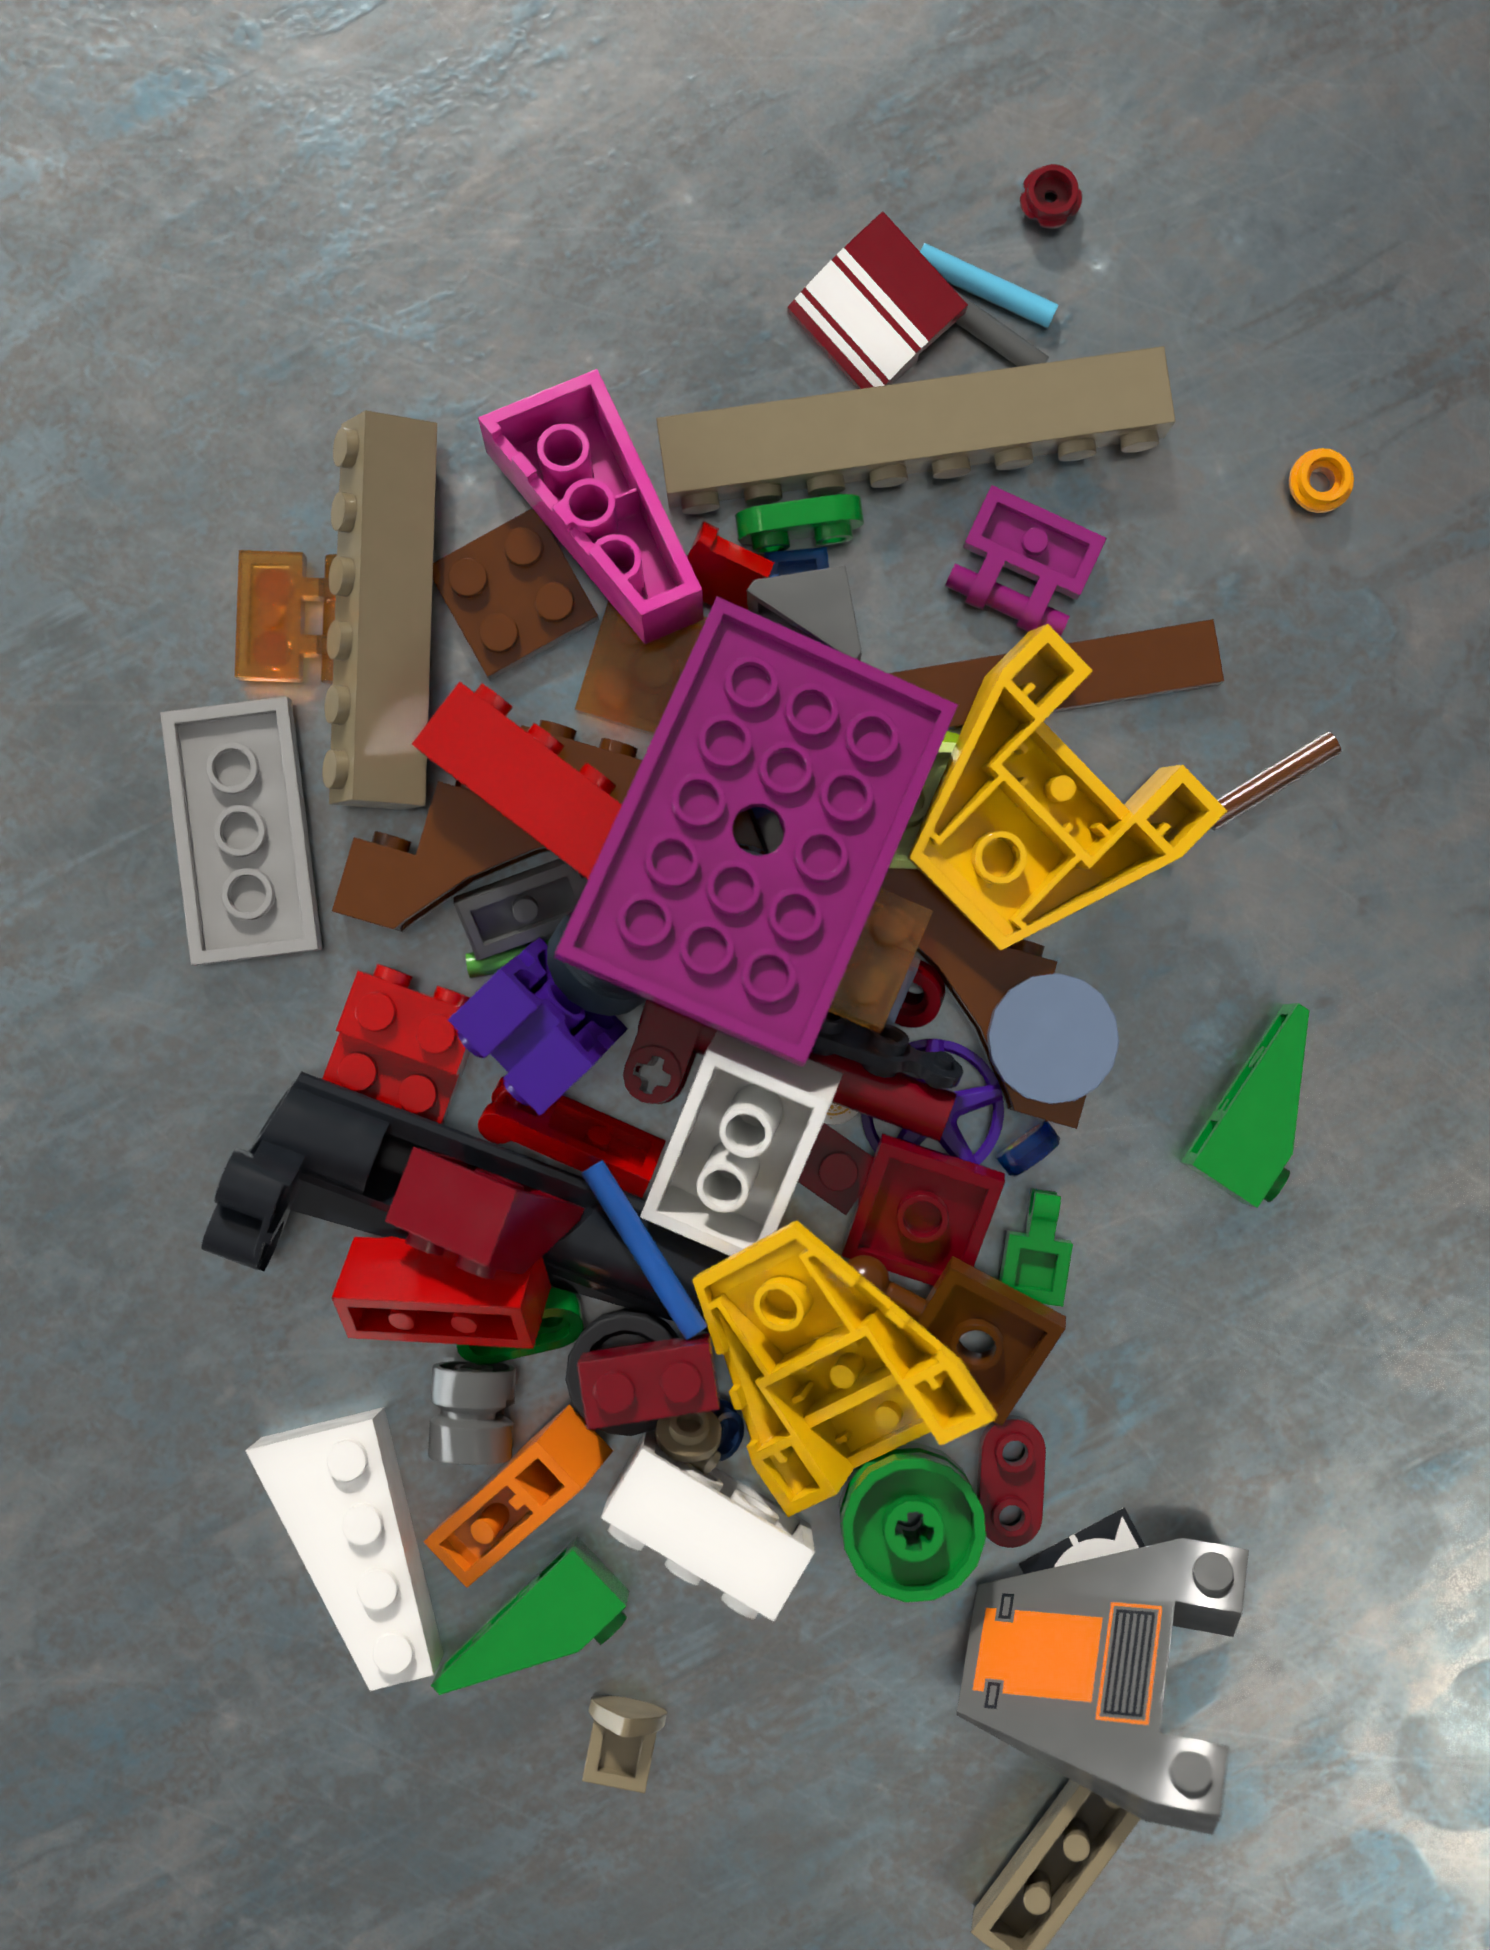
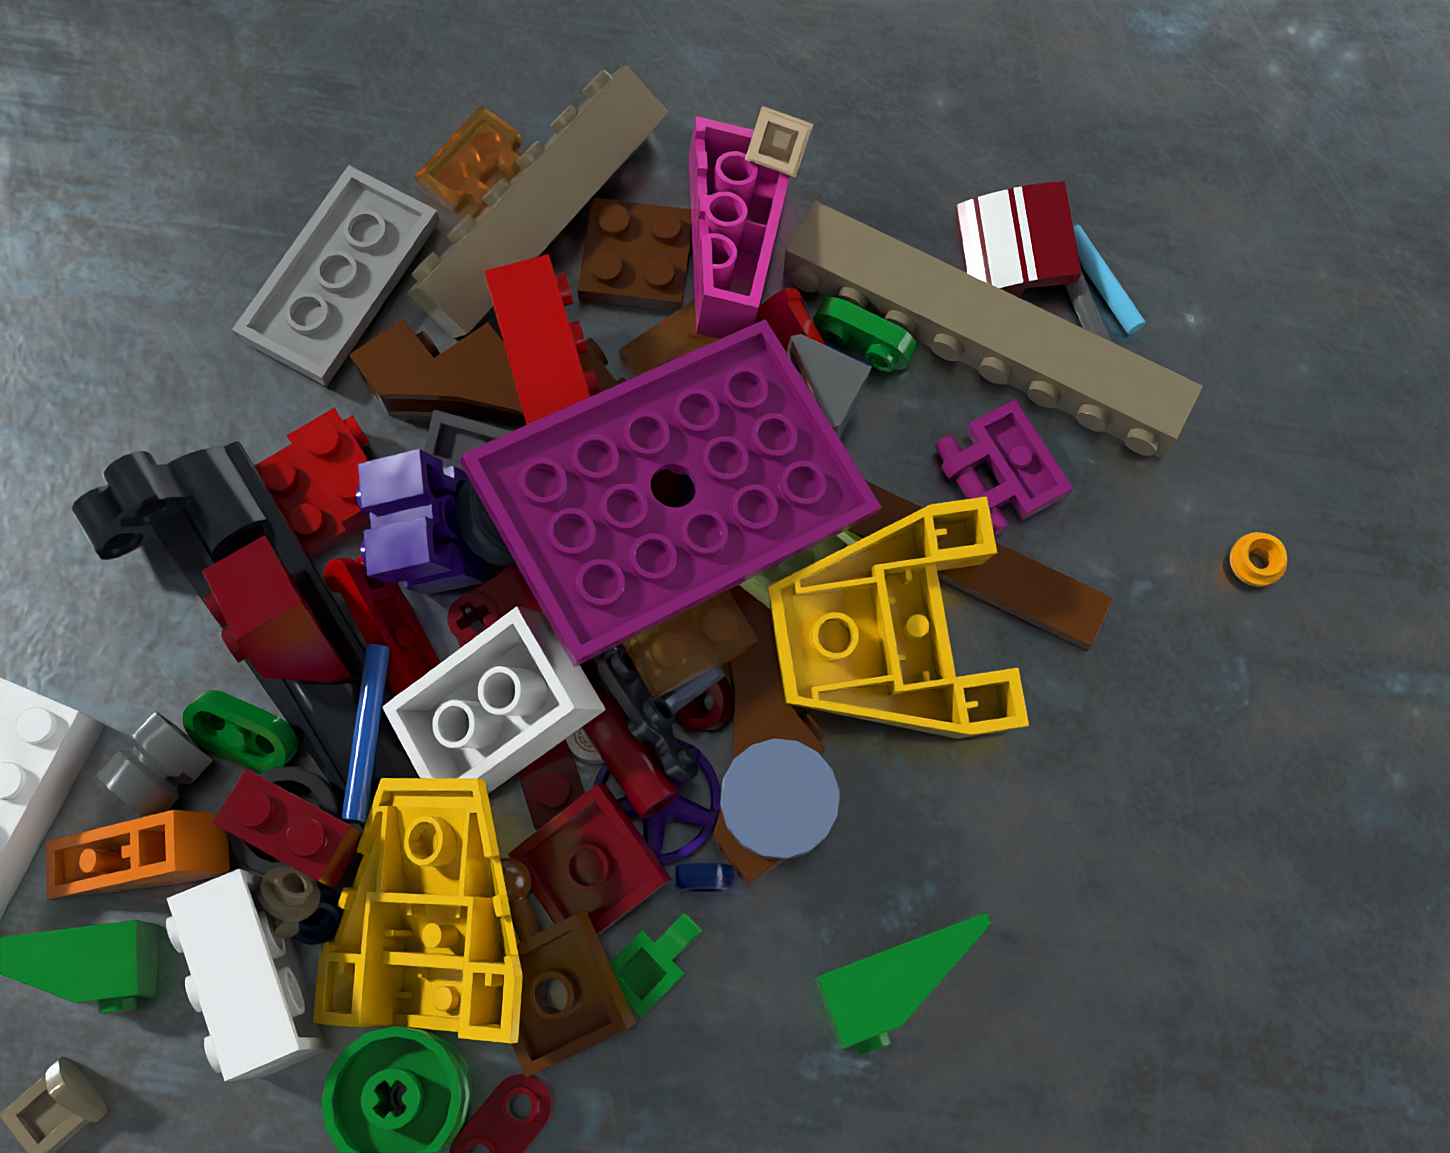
camera: 35 degrees right, 15 degrees down
(422, 1297) = (182, 649): red brick -> none
(588, 392) = (779, 141): none -> tan slope
(1052, 179) = (1194, 241): dark red plate -> none
(1278, 777) = (1080, 743): reddish brown piece -> none

